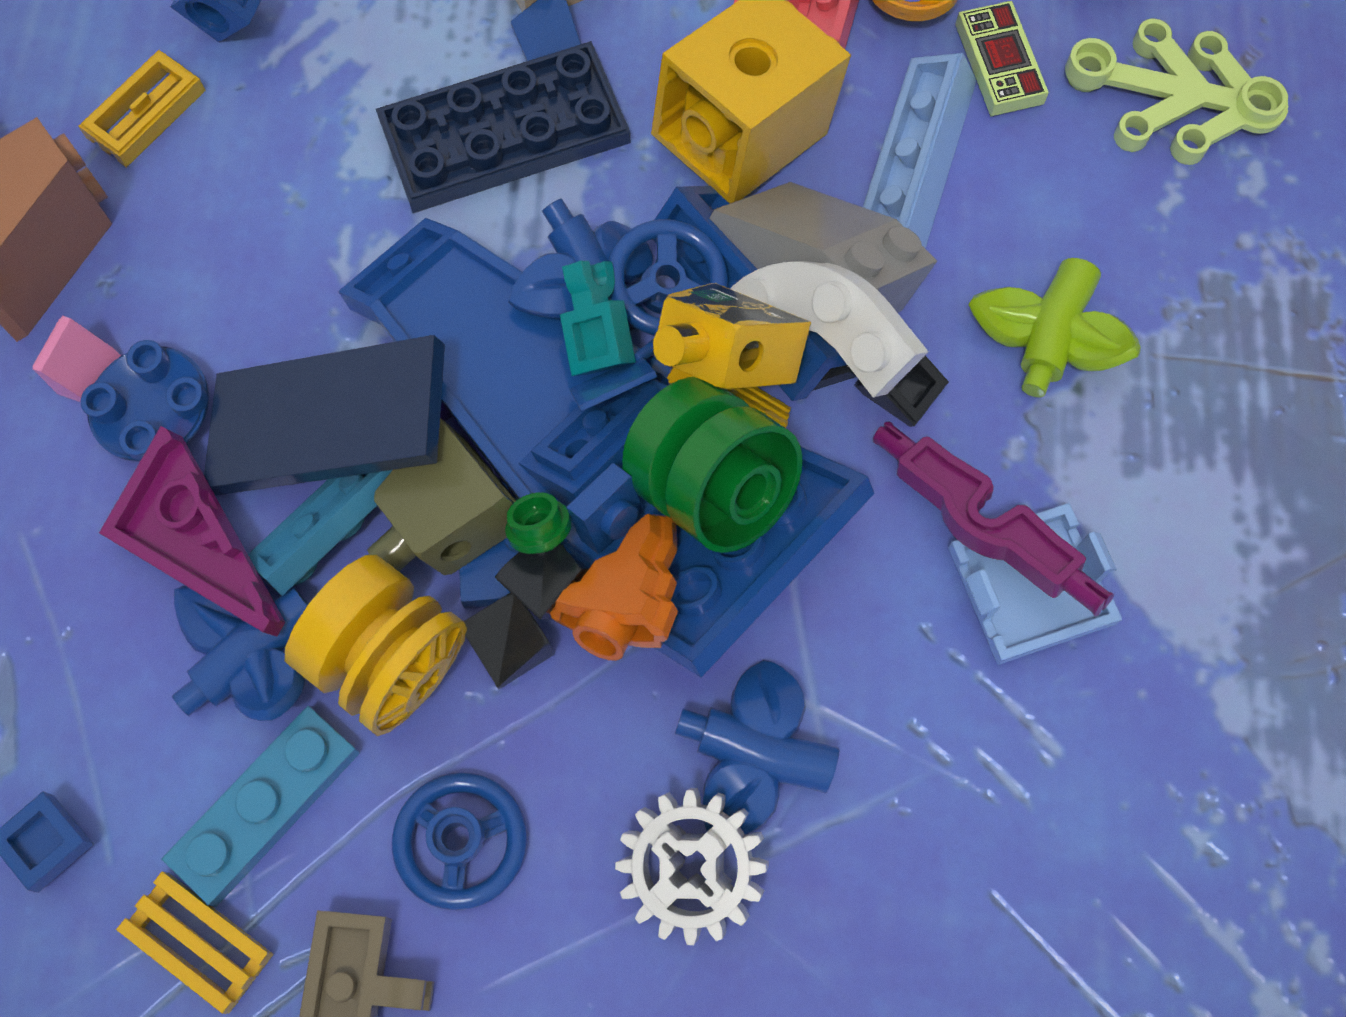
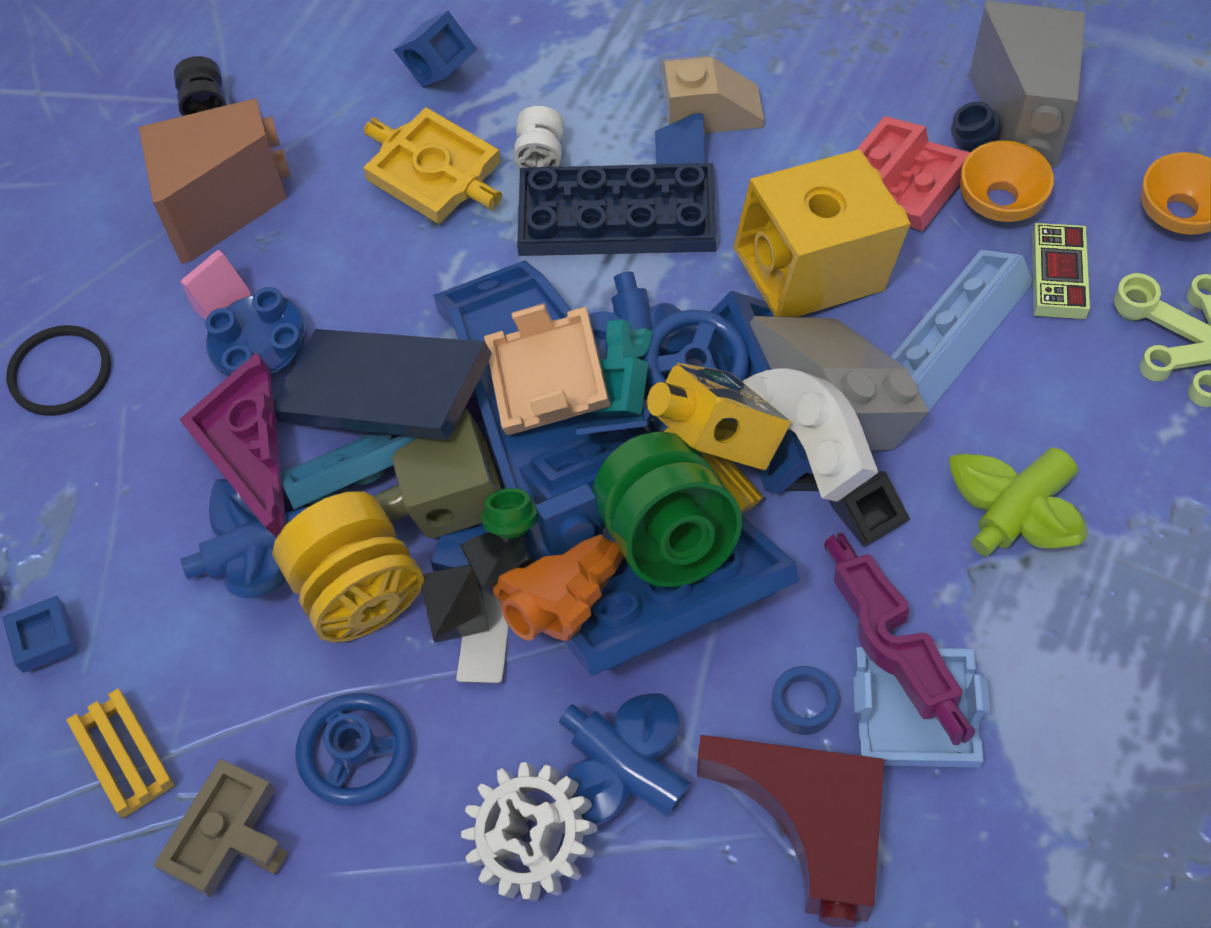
camera: 25 degrees right, 10 degrees down
(149, 112) = (347, 124): yellow tile -> none
(260, 807) = (213, 667): dark azure plate -> none
(271, 134) = (432, 164): none -> yellow plate
(383, 63) = (539, 137): none -> white wheel
(511, 343) = (546, 369): none -> light nougat piece
(558, 680) = (484, 653): none -> white sticker
(896, 635) = (796, 724): none -> blue piece
(989, 729) = (824, 807): none -> dark red arch

